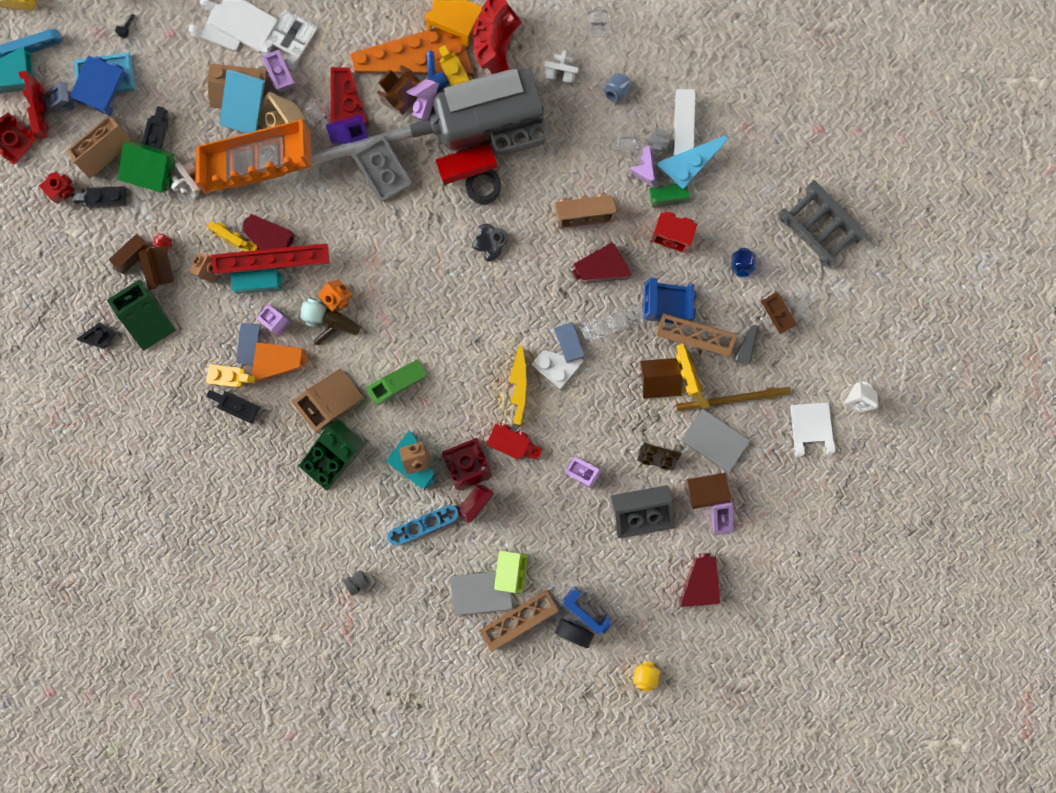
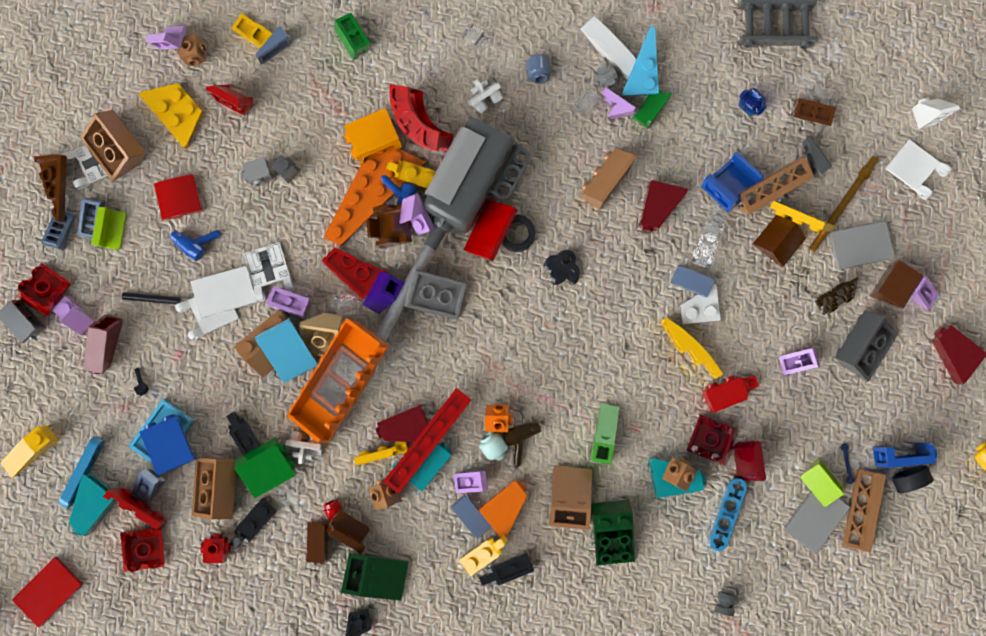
camera: 45 degrees left, 0 degrees up
(553, 565) = (845, 447): none -> dark blue hinge
(674, 232) = (686, 129): red brick -> none

